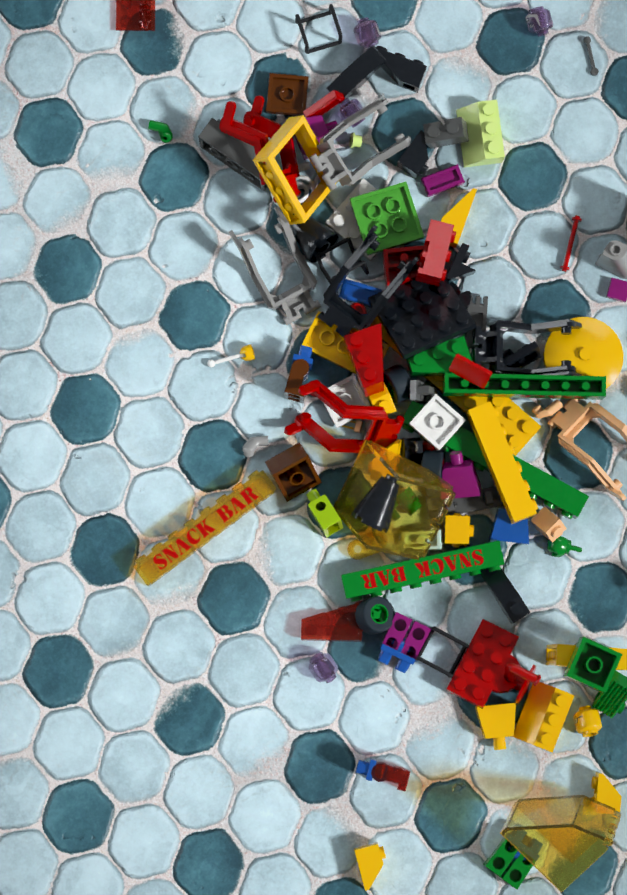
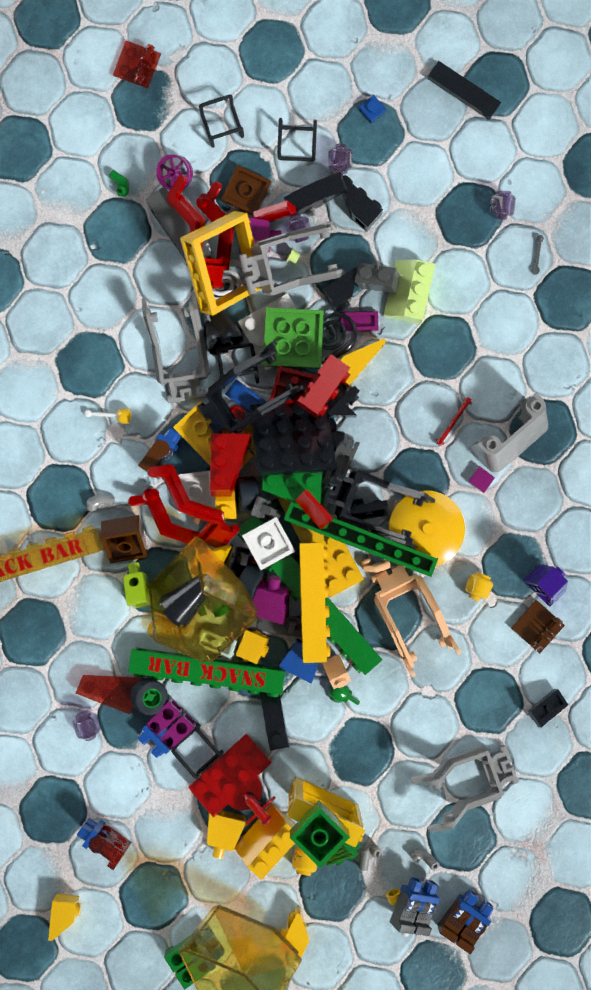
camera: 20 degrees right, 5 degrees up
(211, 101) = (174, 171): none -> magenta wheel
(261, 40) = (239, 129): none -> black piece
(421, 199) = (346, 347): none -> black piece

